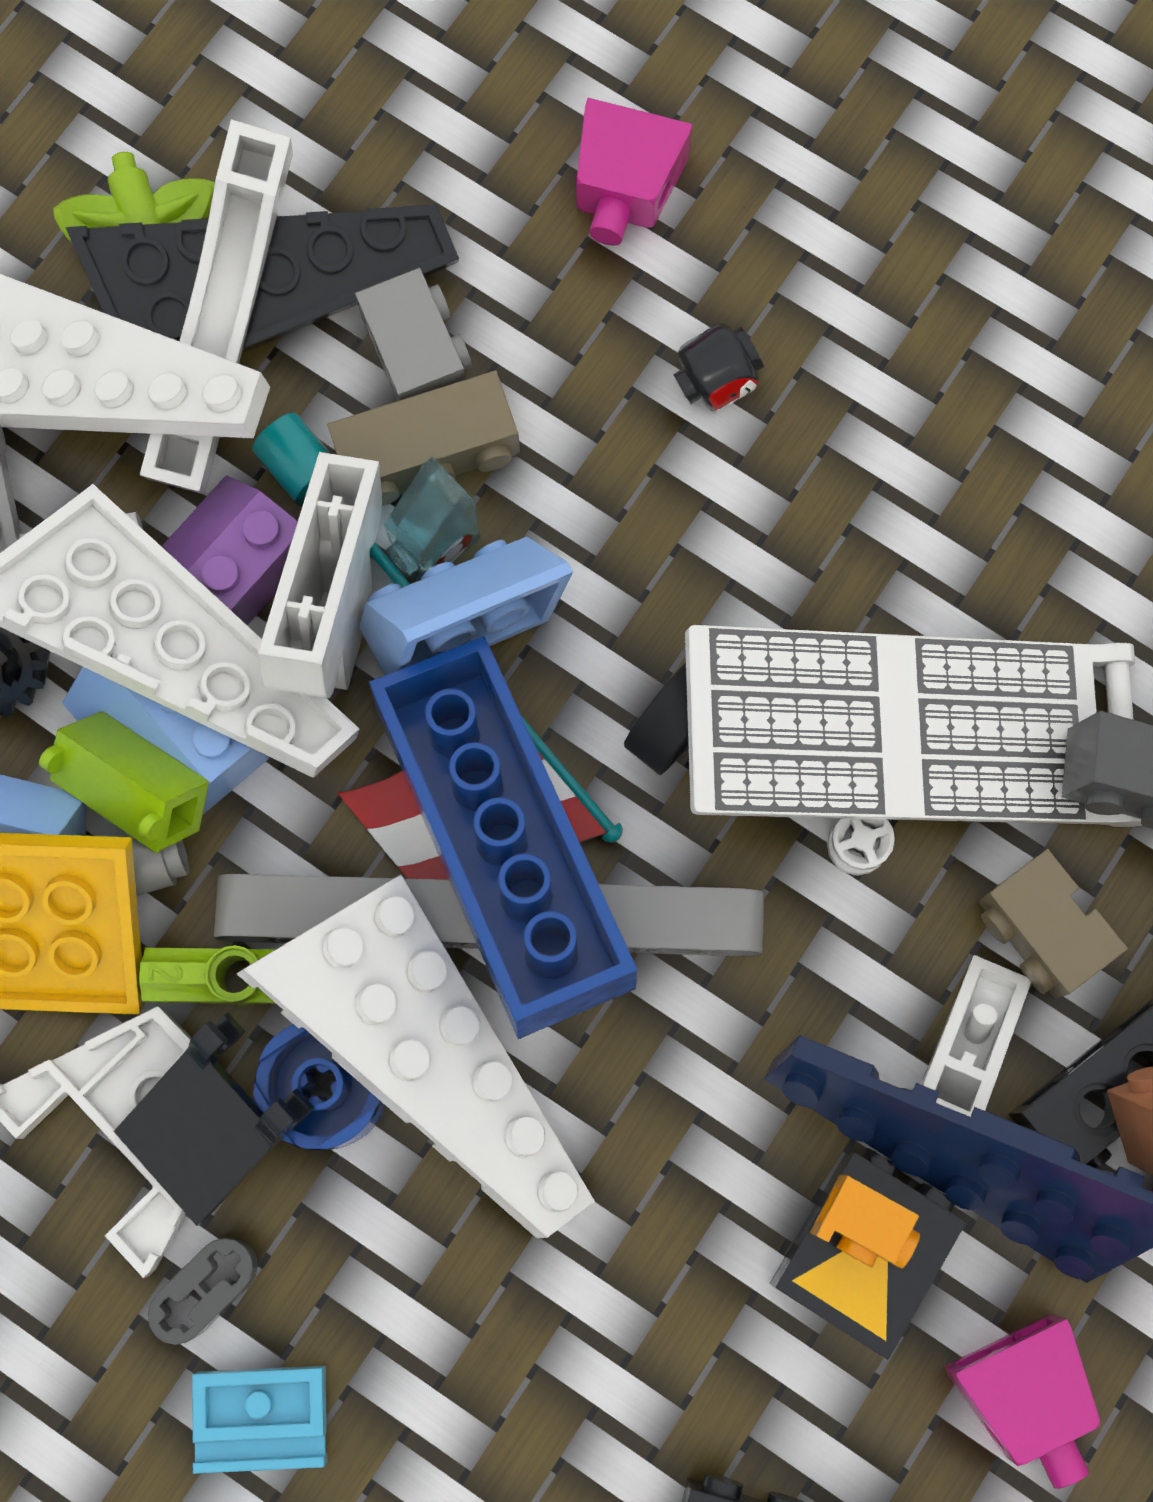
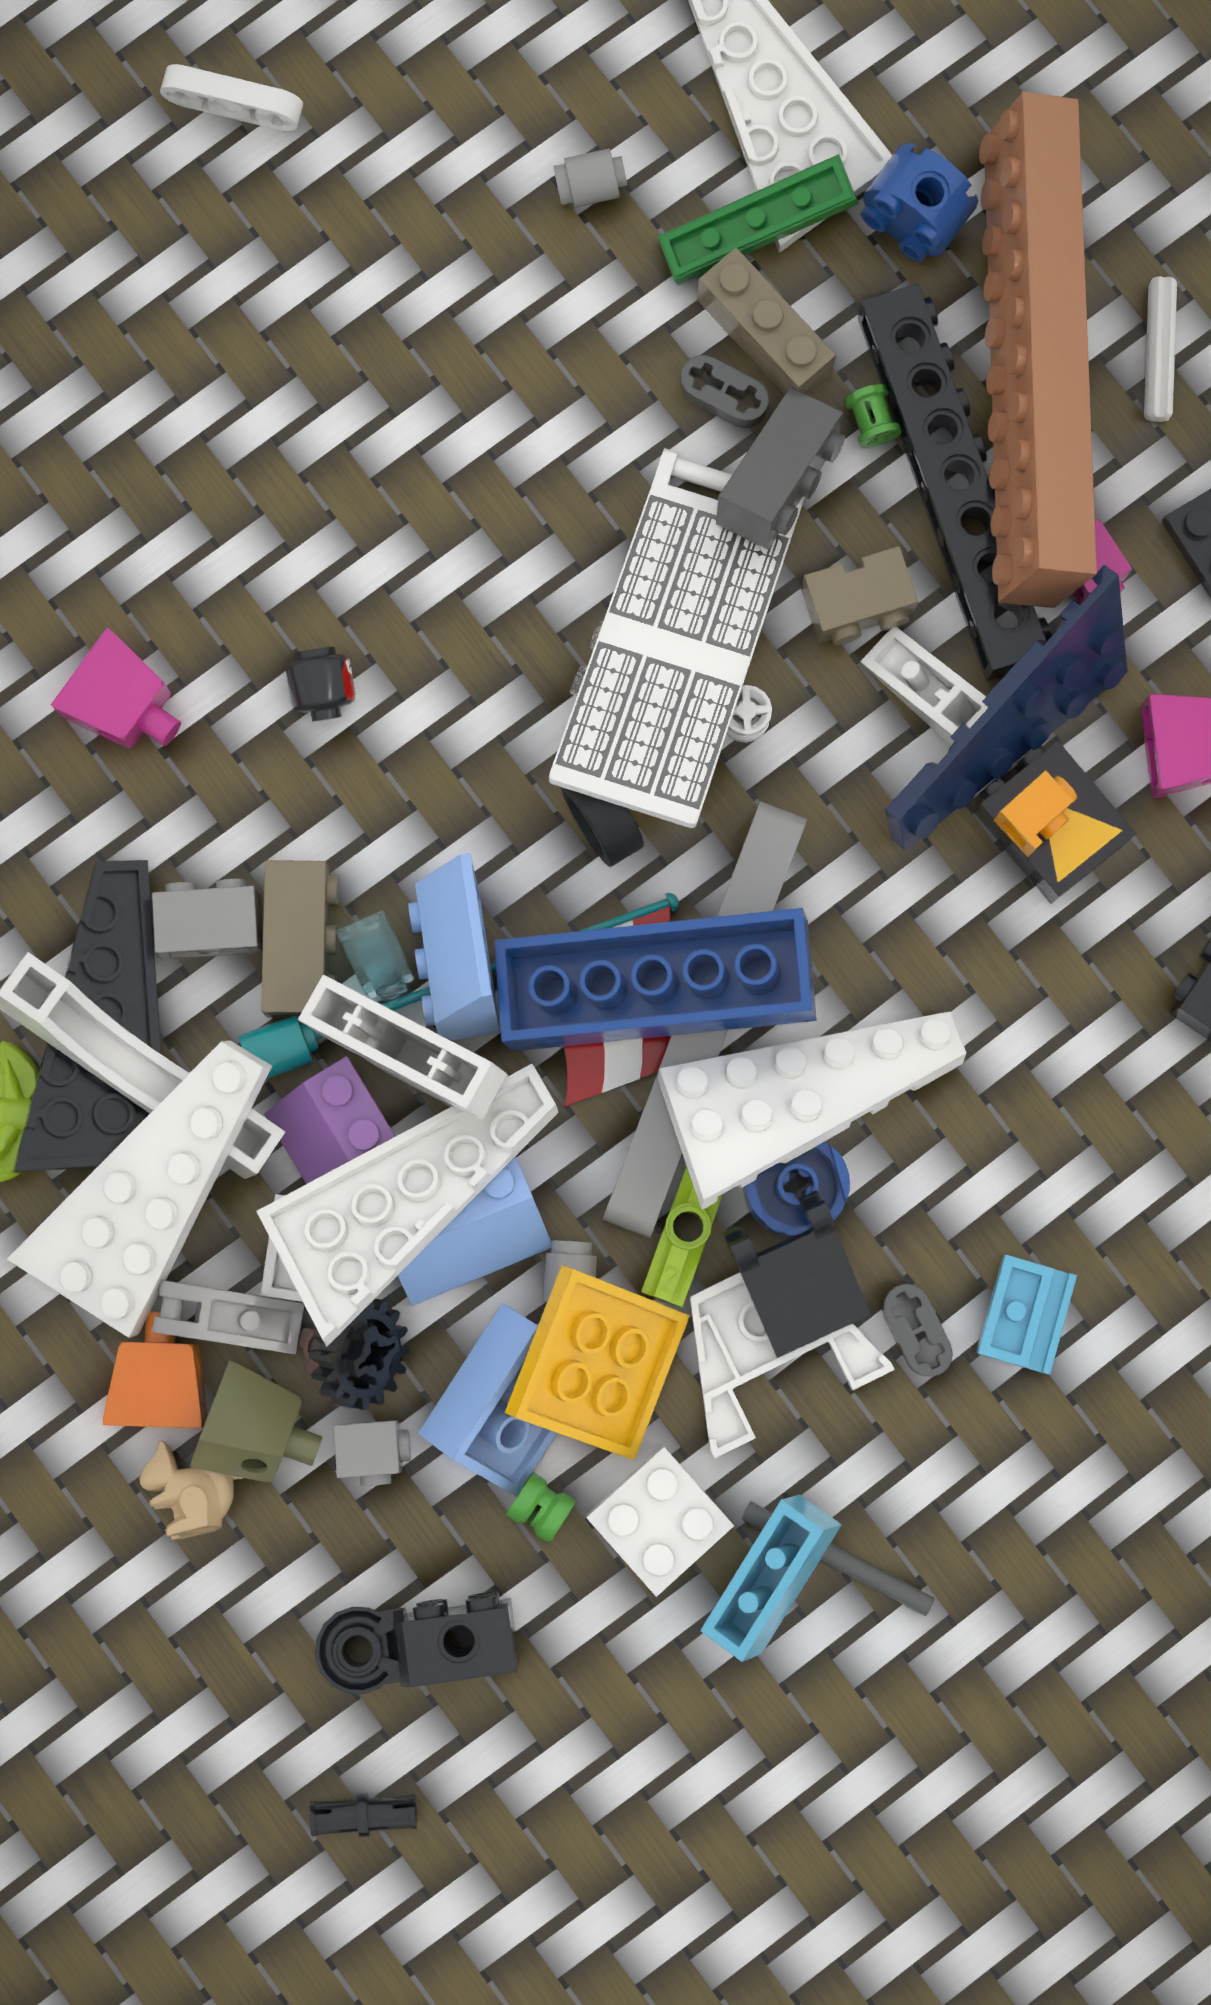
camera: 75 degrees left, 5 degrees up
(127, 780) = (503, 1264): lime brick -> none

